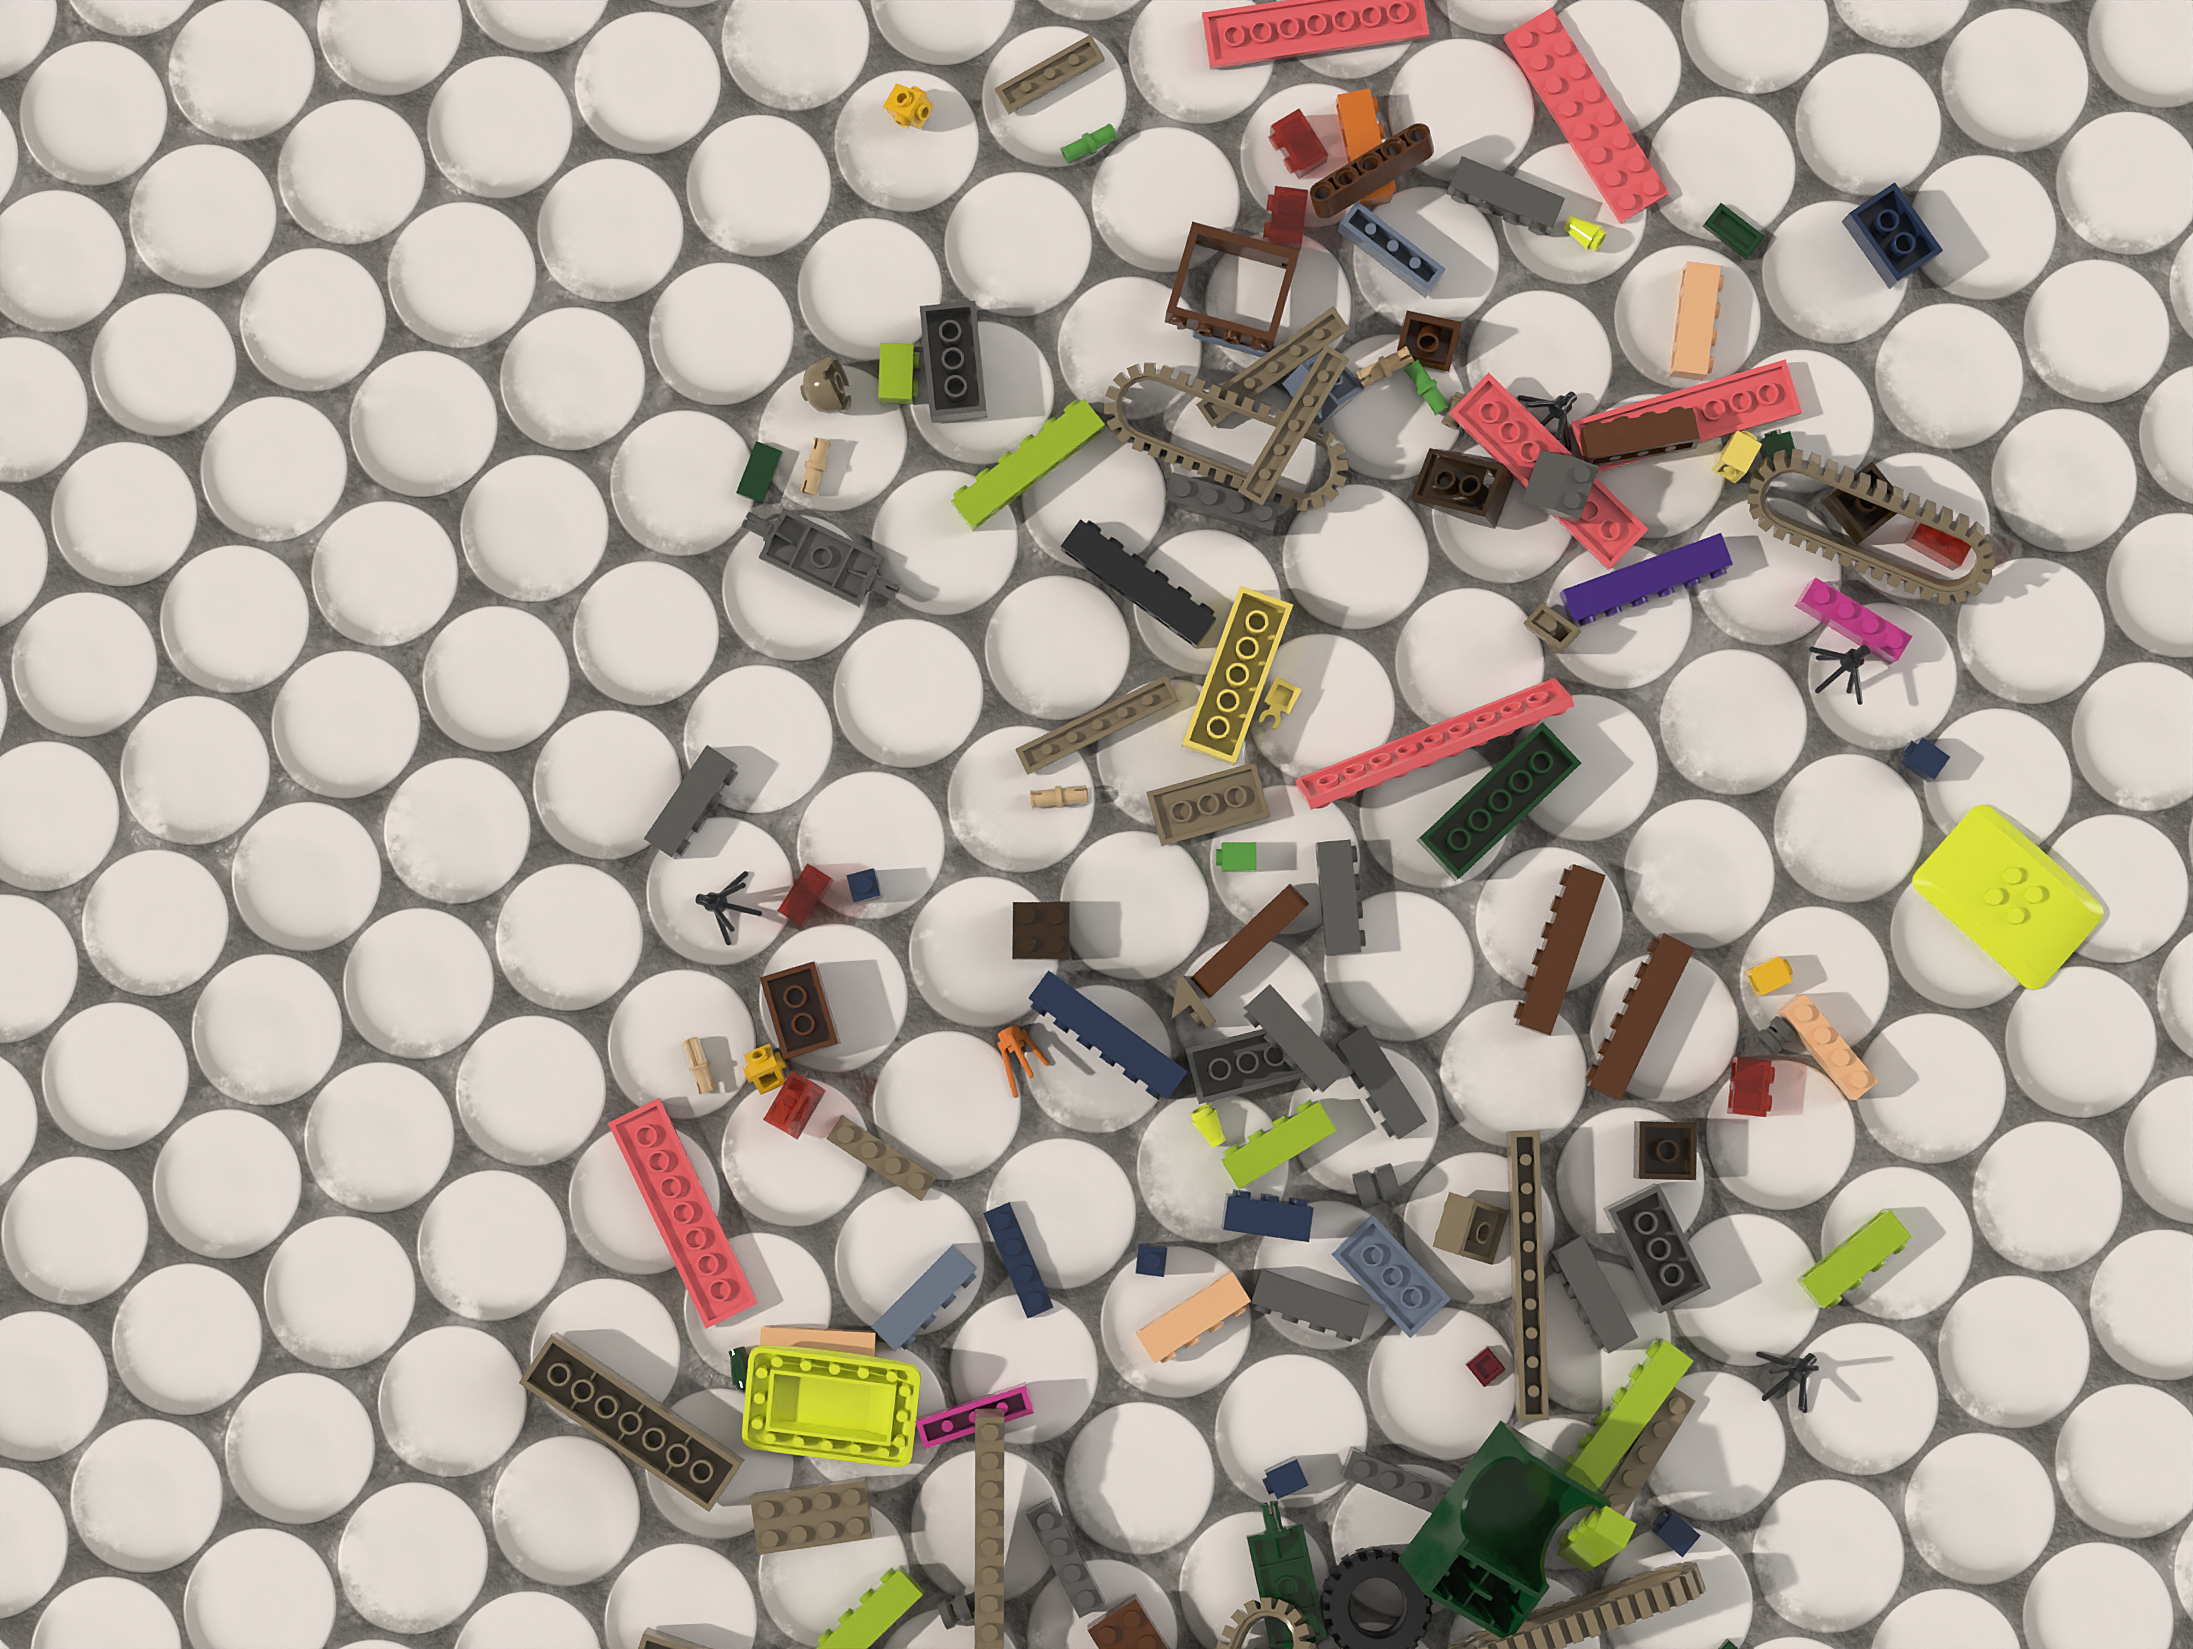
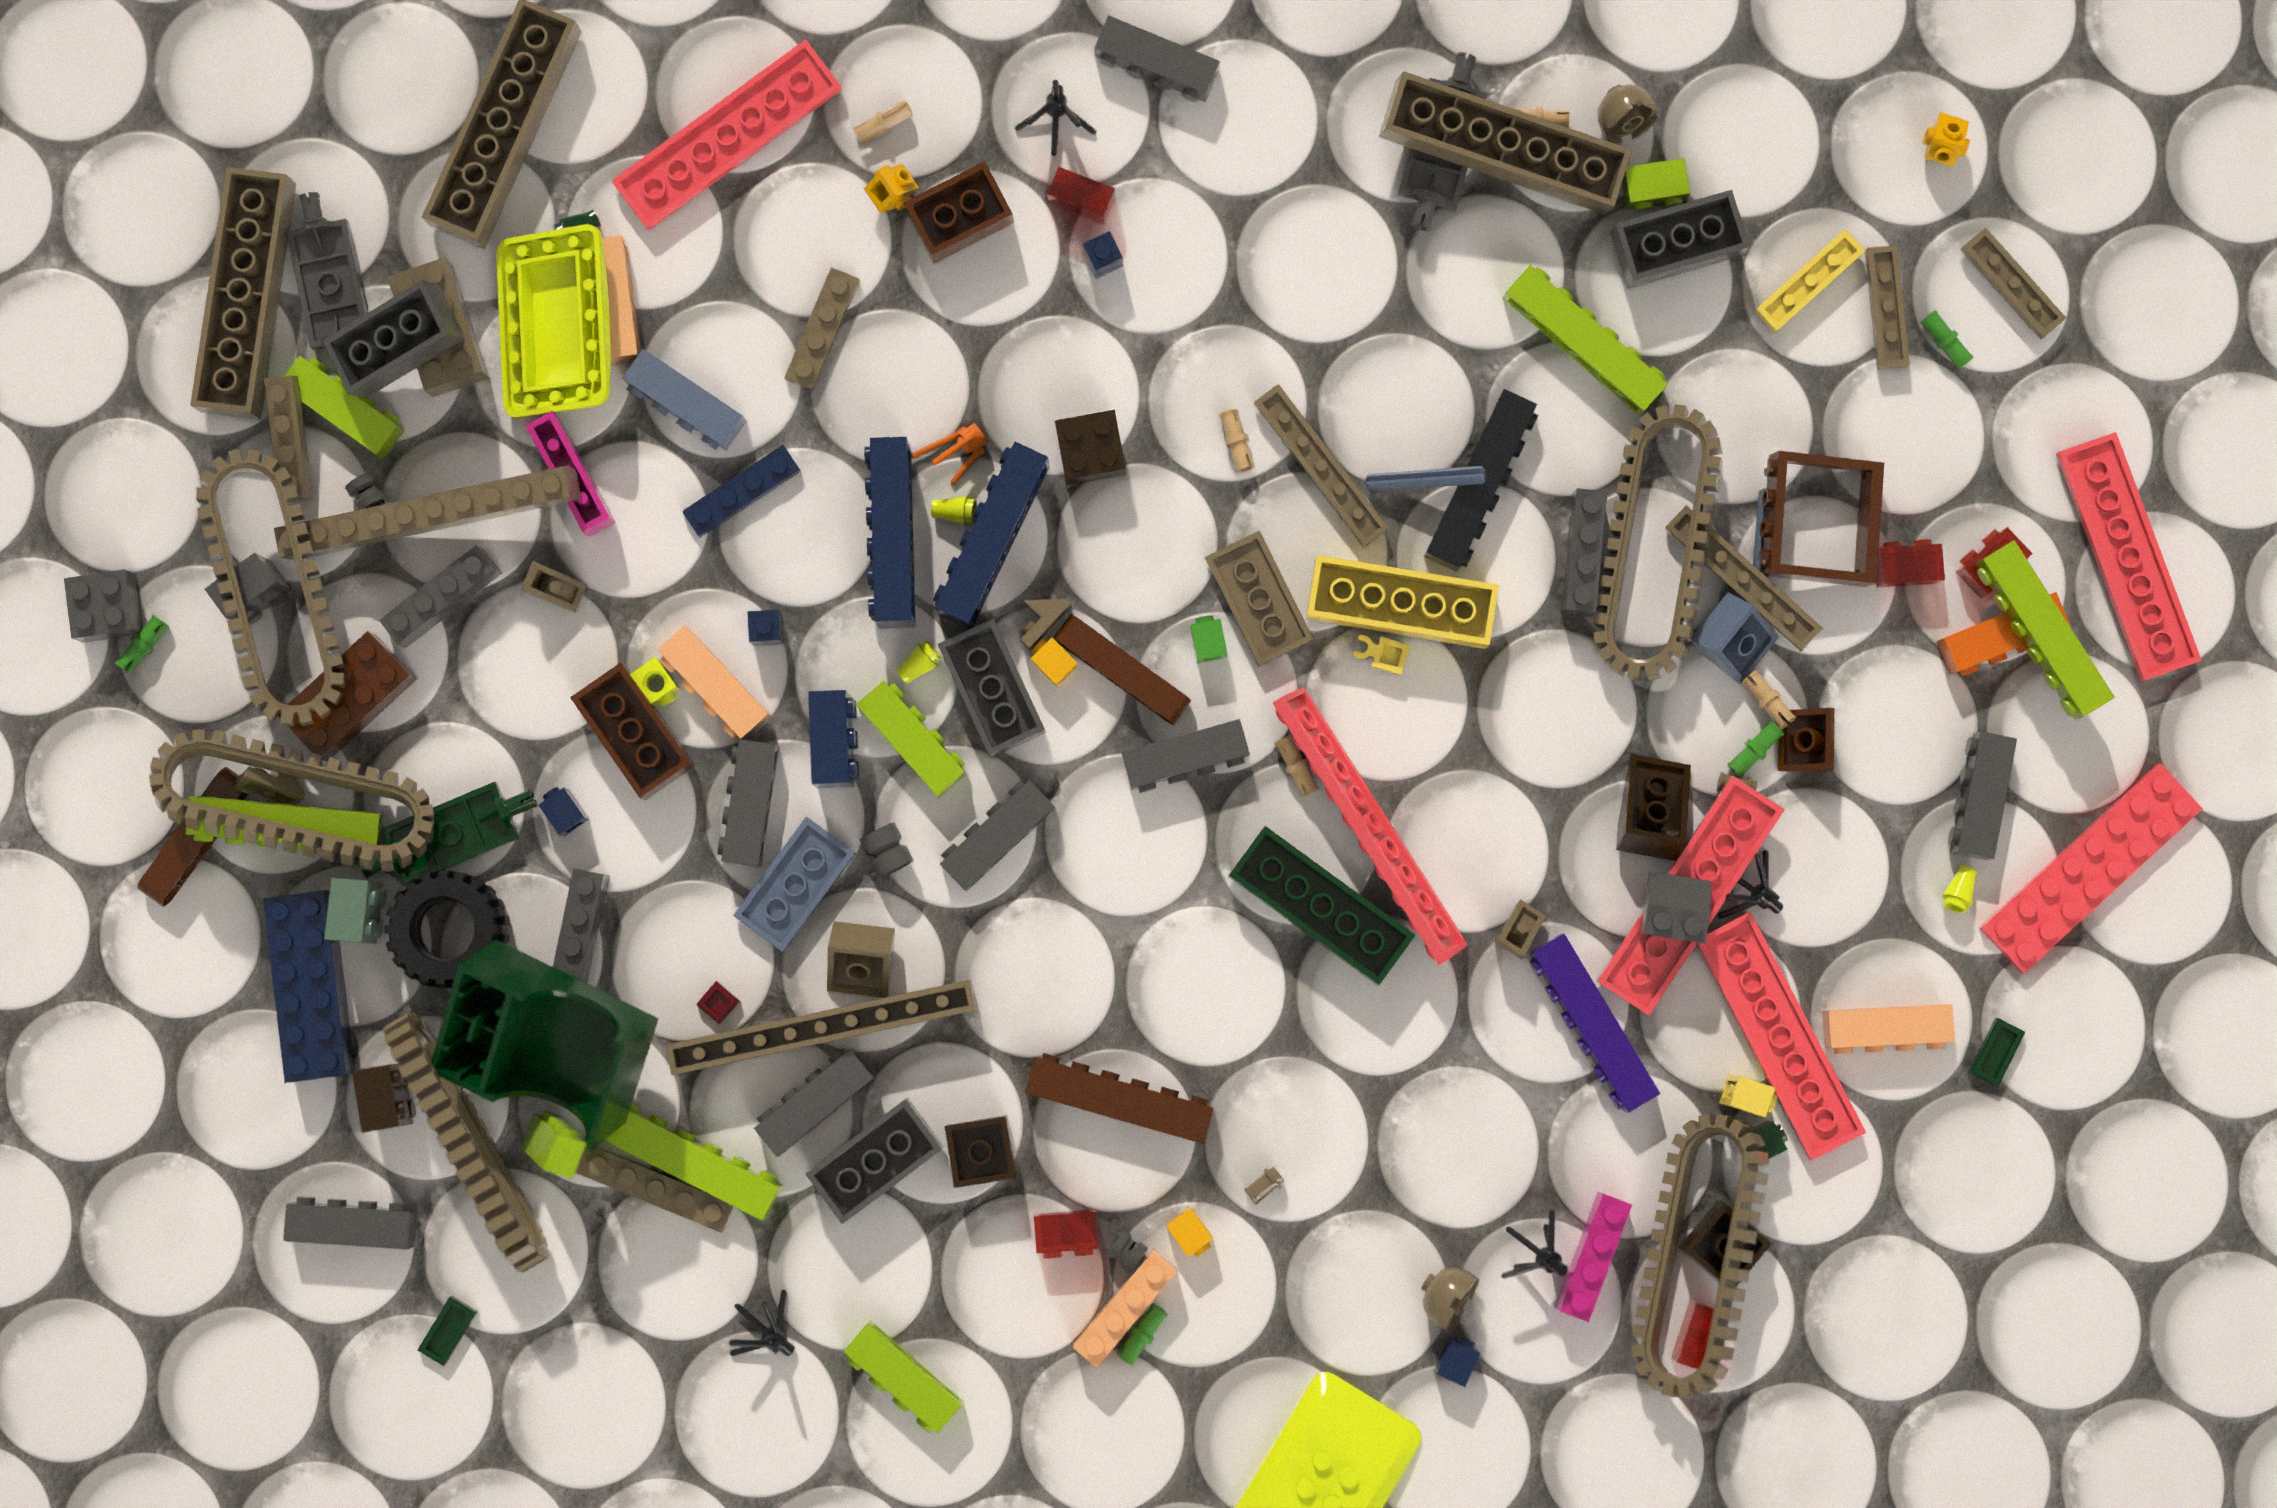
camera: 80 degrees right, 0 degrees up
(750, 1612) = (325, 273): none -> dark grey plate
(759, 472) = (1520, 62): dark green tile -> none
(794, 1105) = (859, 225): clear red brick -> none
(823, 1557) = (393, 339): none -> dark grey brick
(835, 501) = (1505, 143): none -> dark tan brick
(1012, 253) = (1809, 281): none -> light yellow plate
(1049, 190) = (1887, 307): none -> dark tan plate
(1074, 1064) = (956, 509): none -> neon yellow cone
(1077, 1449) = (553, 587): none -> dark tan slope
(1088, 1127) = (892, 532): none -> dark blue brick
(1128, 632) = (1426, 478): none -> sand blue axle
(1176, 1382) = (644, 676): none -> neon yellow brick
(1225, 1400) = (632, 731): none -> reddish brown brick
(1230, 1002) = (1053, 661): none -> yellow brick
(1293, 425) = (1683, 607): dark tan plate -> none
(1295, 1038) = (1024, 730): dark grey brick -> none
(1366, 799) = (1296, 766): none -> tan pin
(1371, 112) = (2044, 631): none -> lime brick
(1372, 170) = (1979, 641): reddish brown beam -> none
(1391, 249) = (1898, 681): sand blue brick -> none
(1559, 950) = (1175, 1001): reddish brown brick -> none
(1639, 436) = (1747, 985): reddish brown brick -> none
(1675, 1532) = (578, 1234): dark blue brick -> none
(1738, 901) = (1264, 1185): none -> dark tan pin
(1852, 1035) = (1142, 1334): none -> bright green pin
(1865, 756) = (1447, 1295): none -> dark tan cylinder
(1892, 235) = (2027, 1225): dark blue brick -> none

